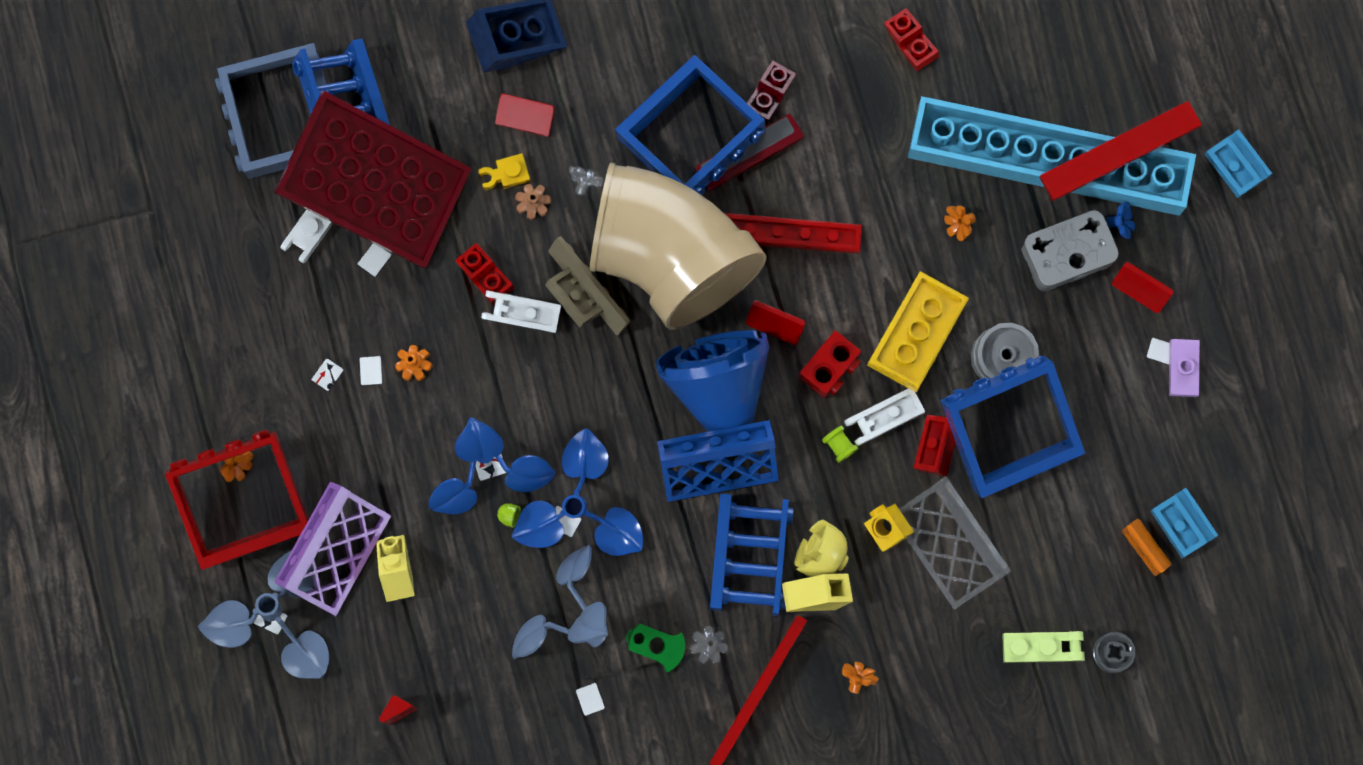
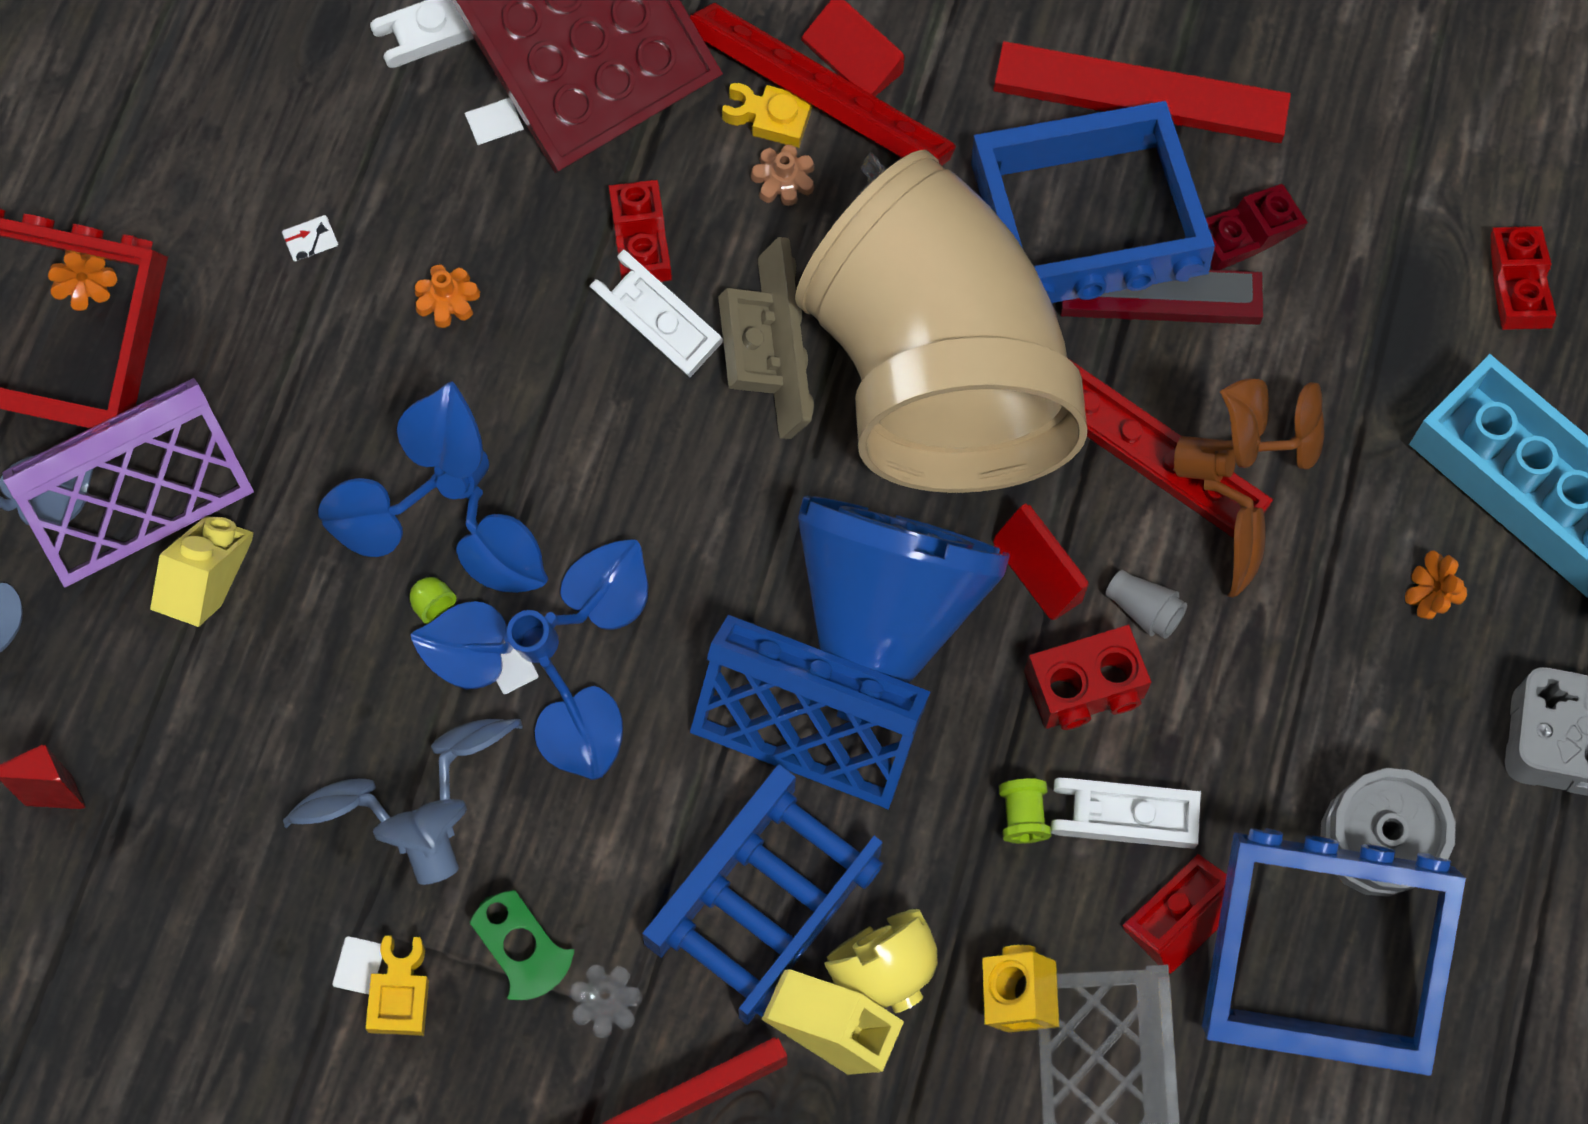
camera: 30 degrees right, 10 degrees down
(370, 370) = (376, 270): white sticker -> none
(489, 470) = (450, 514): white sticker -> none
(523, 146) = (818, 84): none -> red tile
(618, 703) = (398, 998): none -> yellow plate
(676, 51) = (1118, 85): none -> red tile
(836, 216) = (1216, 458): none -> dark orange plant
(836, 311) = (1147, 603): none -> light grey cone
(918, 331) = (1263, 713): yellow tile -> none

